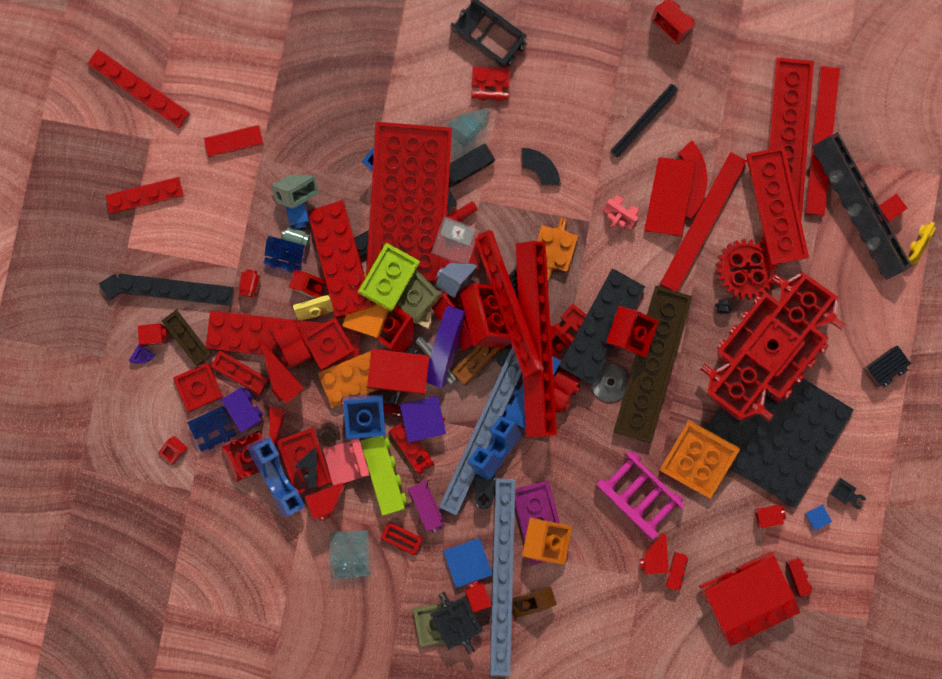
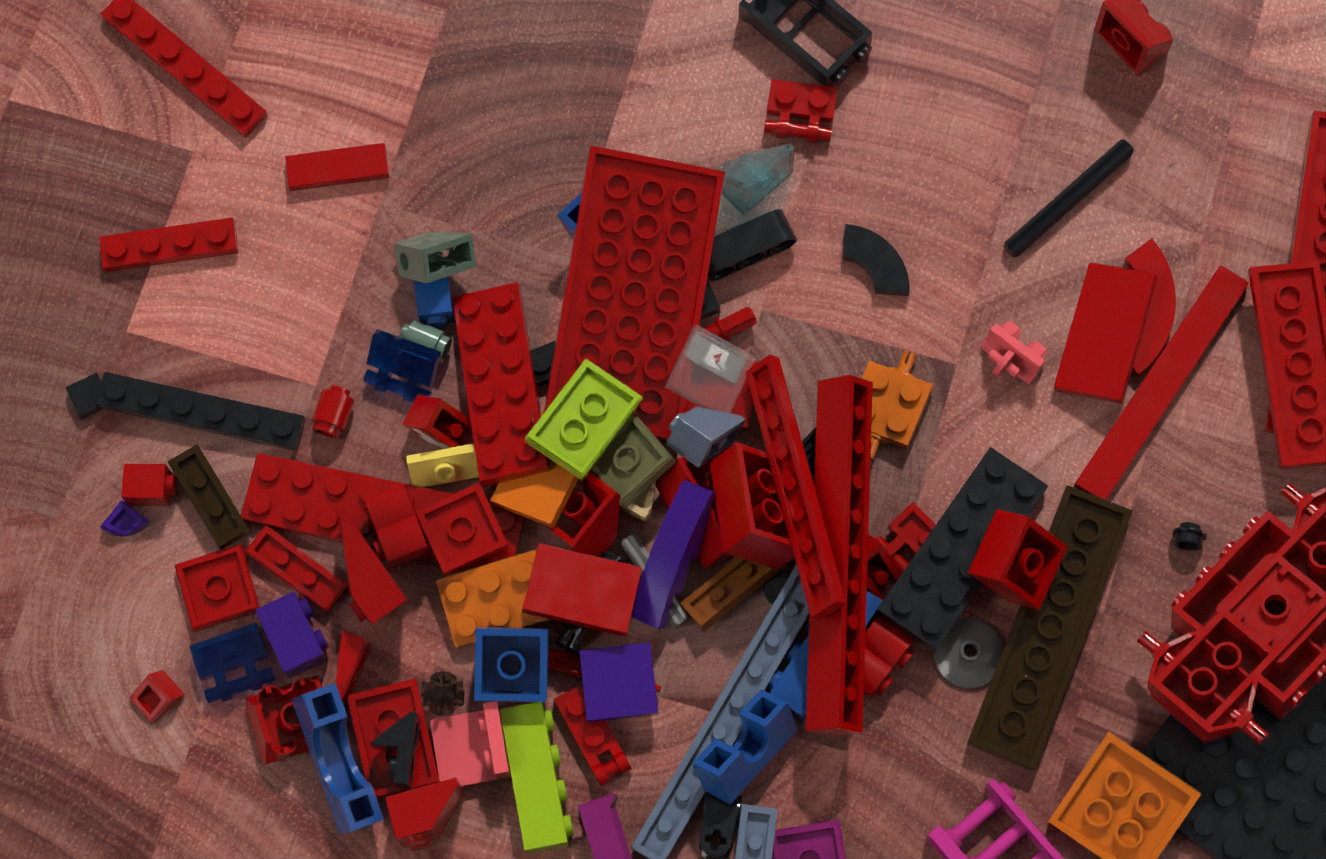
camera: 10 degrees right, 10 degrees down
(748, 286) = (1232, 443): red gear -> none

